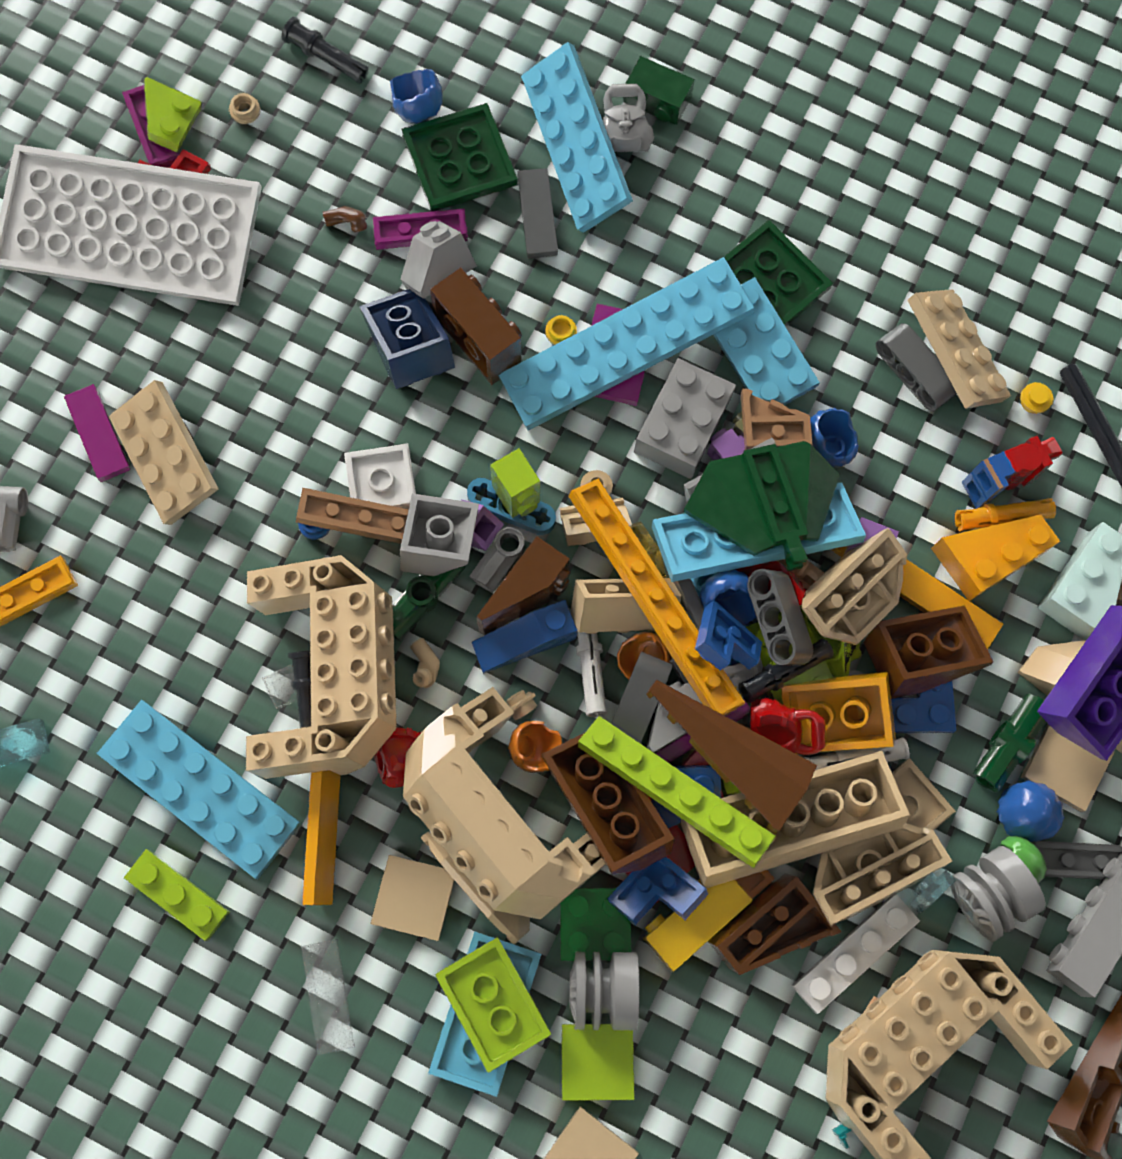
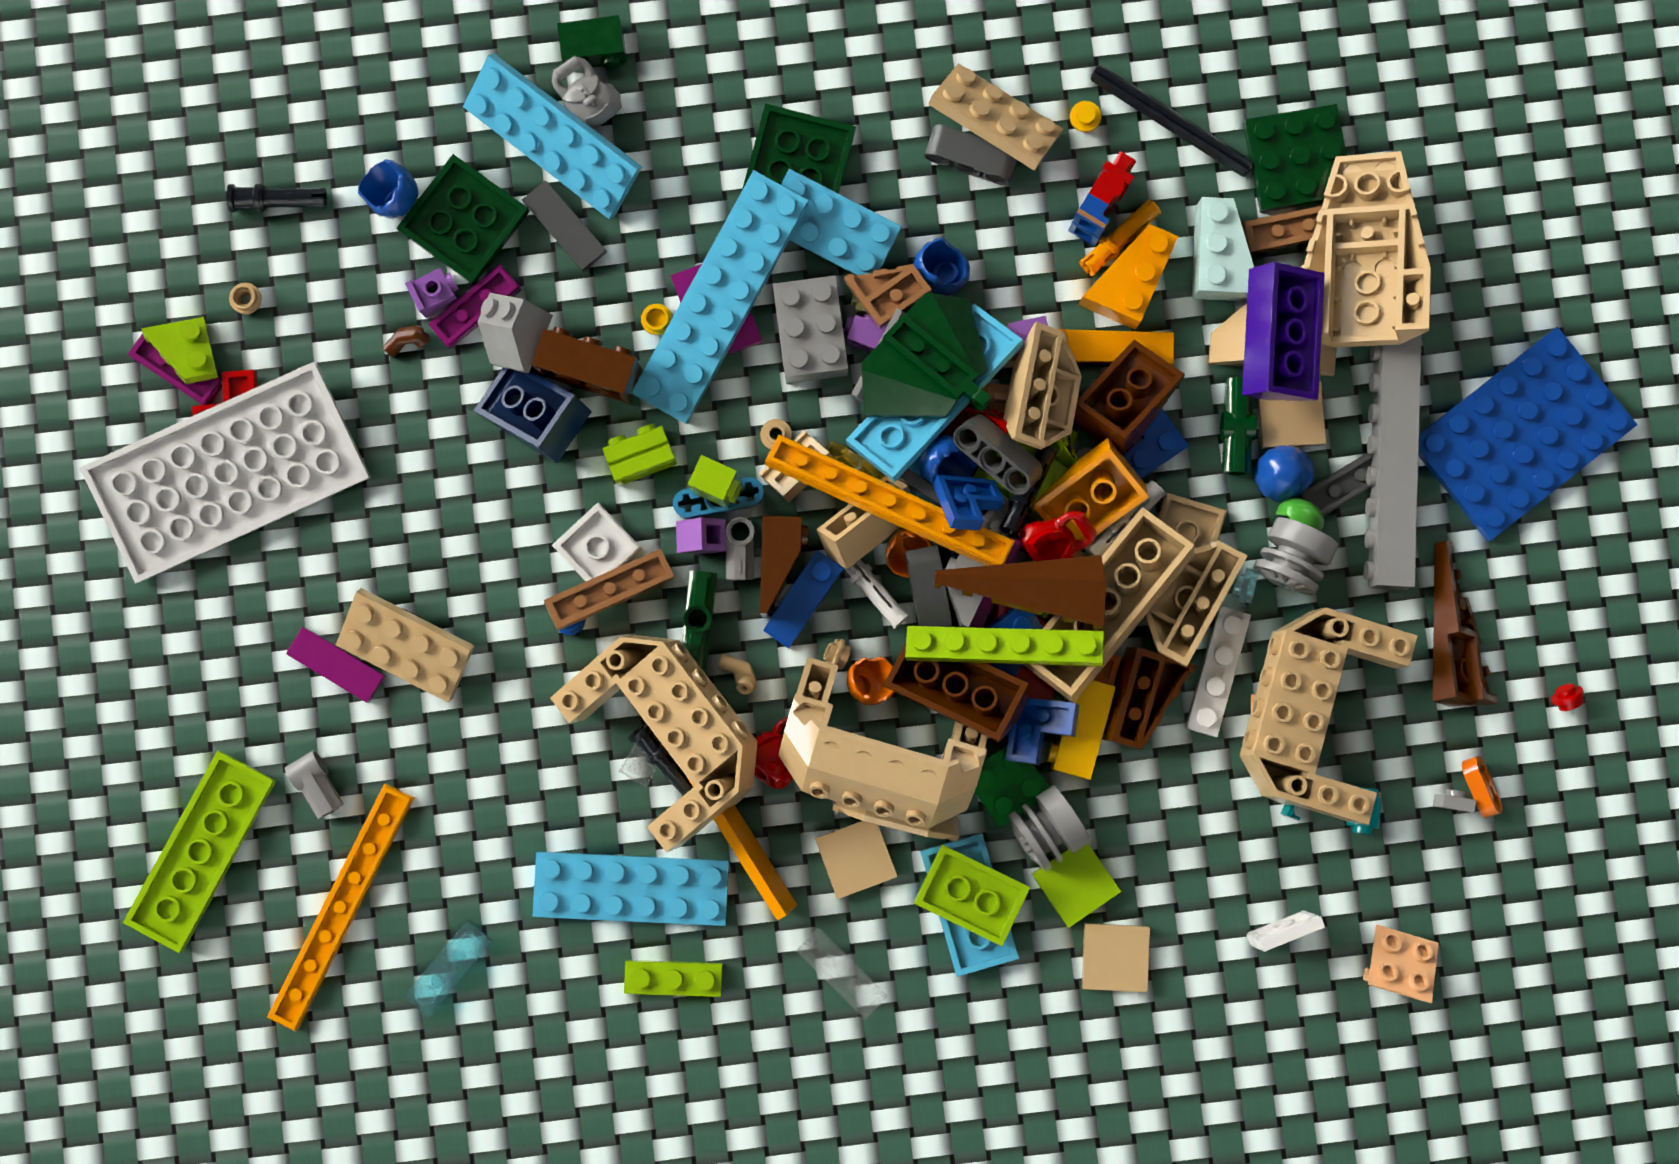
camera: 30 degrees left, 10 degrees up
(394, 194) = (428, 302): none -> medium lavender brick
(437, 535) = (682, 566): light grey slope -> none
(469, 427) = (639, 455): none -> lime brick

